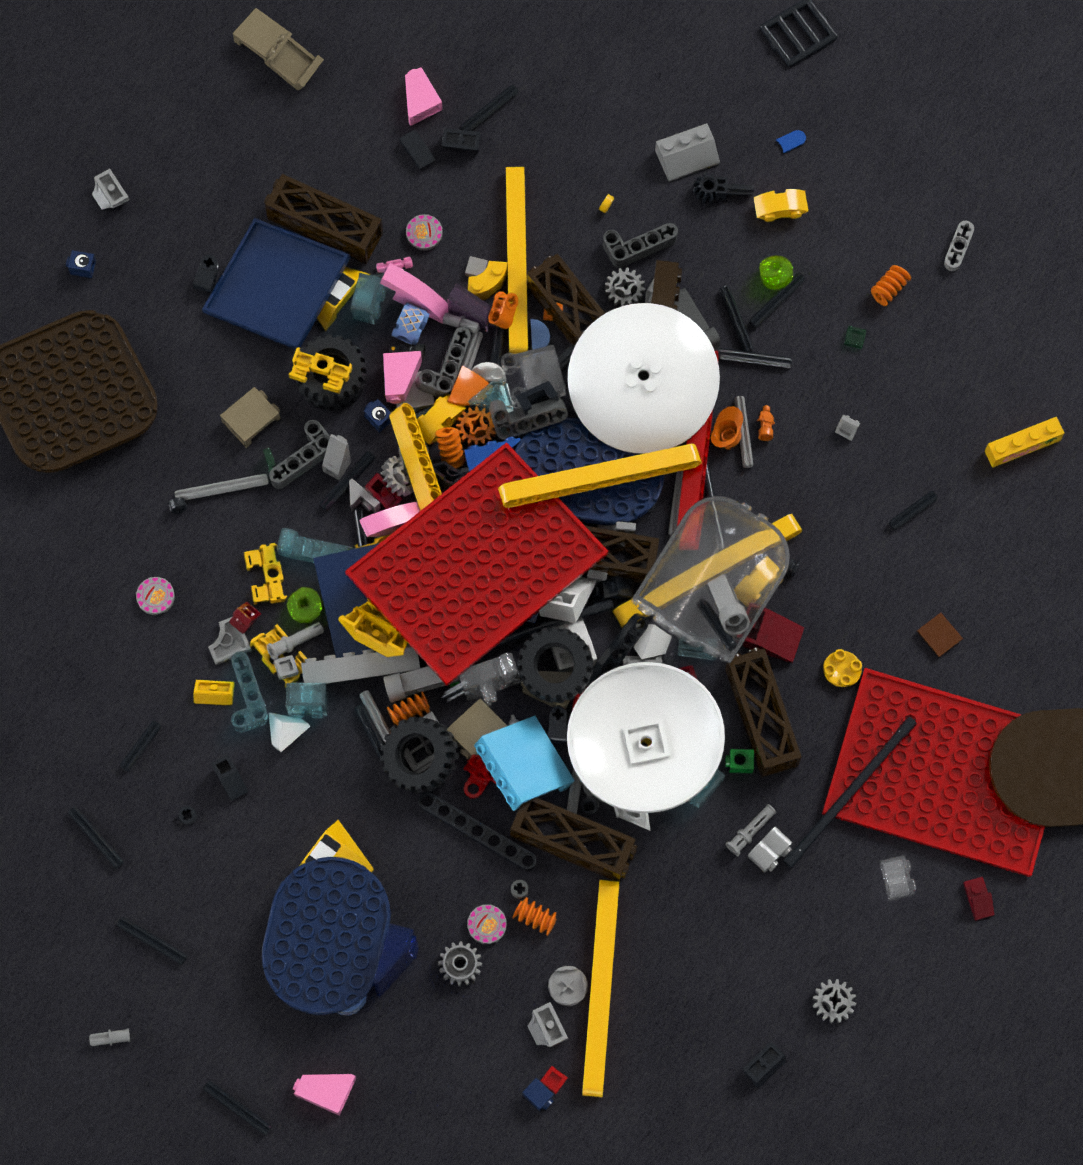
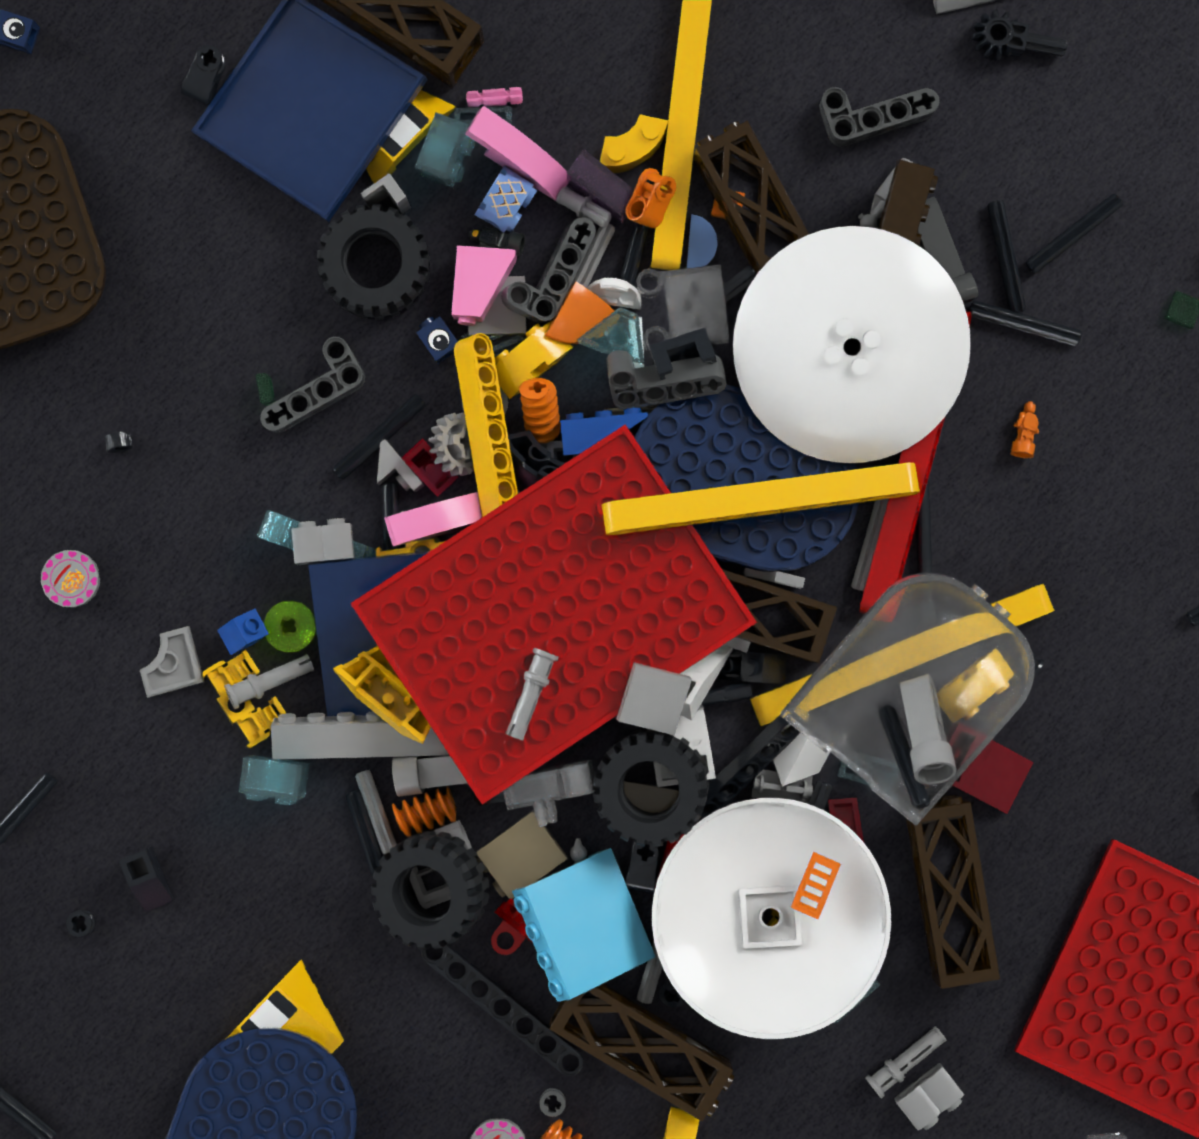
camera: 10 degrees right, 15 degrees up
(213, 692) = (140, 739): yellow slope -> none
(222, 487) = (188, 421): light grey axle -> none
(244, 617) = (199, 632): dark red slope -> none
(248, 689) = (186, 746): clear light blue beam -> none
(250, 416) = (244, 314): dark tan panel -> none
(273, 586) = (249, 592): yellow piece -> none
(274, 611) = (243, 631): none -> blue brick
(285, 730) = (239, 816): white slope -> none
(286, 667) = (250, 721): light grey tile -> none
(305, 361) = (334, 246): yellow piece -> none
(319, 544) = (323, 542): none -> light grey brick
(333, 326) = (382, 189): none -> light grey panel
(336, 457) = (365, 404): light grey slope -> none
(424, 232) = (547, 48): light grey tile -> none
(469, 422) = (574, 372): orange gear -> none
(470, 601) = (536, 679): none -> light grey pin
(475, 266) = (619, 117): light grey tile -> none
(549, 604) = (654, 698): none -> light grey tile
(606, 203) = (835, 40): yellow tile -> none
(630, 282) = (855, 182): light grey gear -> none
(666, 724) = (804, 908): none -> orange slope
(727, 428) = (966, 434): orange piece -> none
(745, 444) = (989, 440): light grey axle -> none
(746, 755) = (918, 959): green brick -> none
(776, 272) = (1080, 189): clear neon green piece -> none
(787, 204) = (1095, 79): yellow brick -> none
(796, 854) = (971, 1109): black piece -> none
(842, 668) = (1080, 833): yellow dish -> none
(847, 427) = (1149, 456): light grey tile -> none

